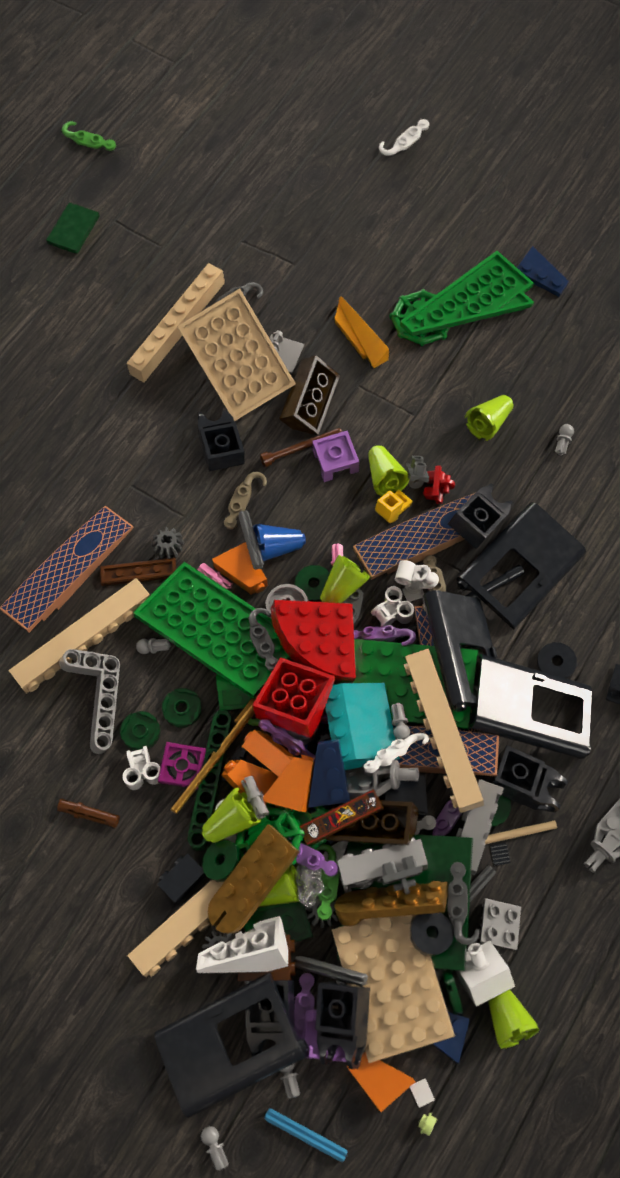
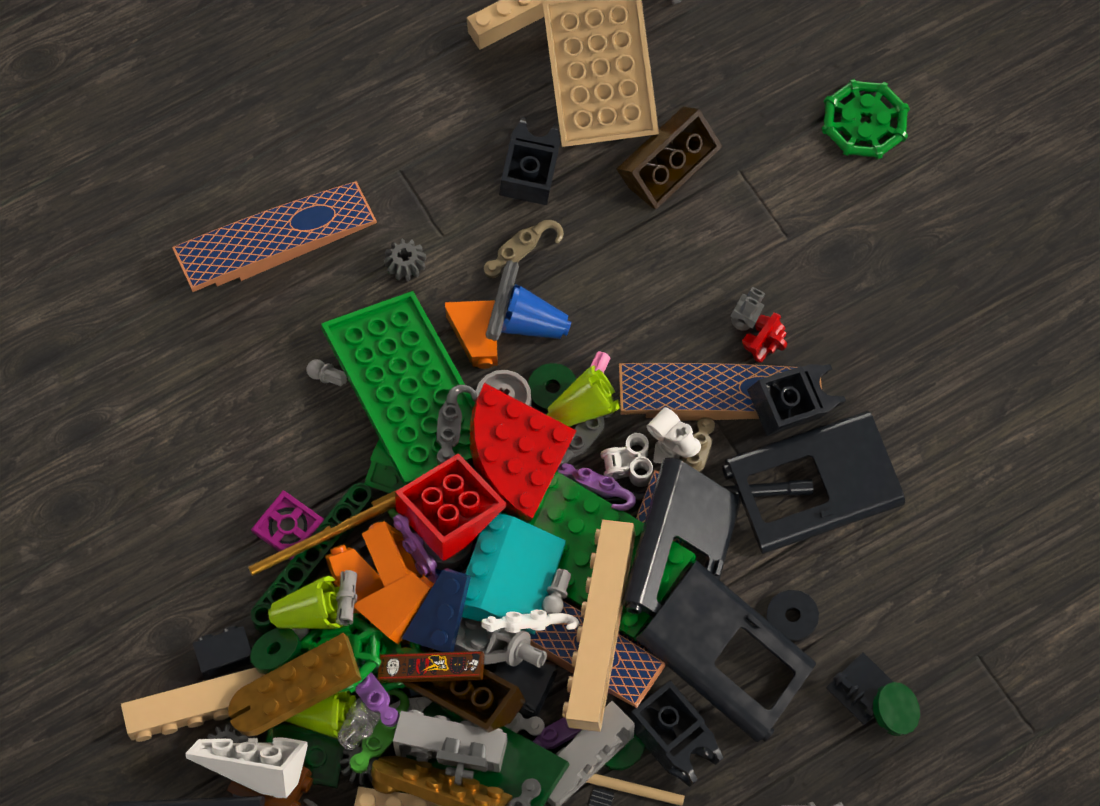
camera: 25 degrees right, 0 degrees up
(80, 635) = (247, 323): tan brick -> none
(80, 810) = (150, 522): reddish brown pin -> none
(101, 693) = (240, 400): light grey beam -> none
(140, 730) = (262, 464): dark green tile -> none
(141, 766) = (242, 503): white piece -> none
(142, 571) = (353, 277): reddish brown tile -> none
(185, 718) = (325, 474): dark green tile -> none
(215, 576) = (439, 325): bright pink axle -> none
(268, 458) = (579, 211): reddish brown piece -> none
(287, 349) = (670, 86): light grey hinge -> none
(335, 454) = (660, 243): medium lavender panel -> none
(360, 334) = (773, 107): light orange wedge -> none
(386, 471) = (710, 293): lime cone -> none
(392, 505) = (694, 337): yellow brick -> none
(481, 293) = (958, 121): green wing -> none
(488, 417) = (876, 281): lime cone -> none
(542, 273) = (1051, 127): dark blue wing -> none
(566, 431) = (964, 344): light grey axle -> none

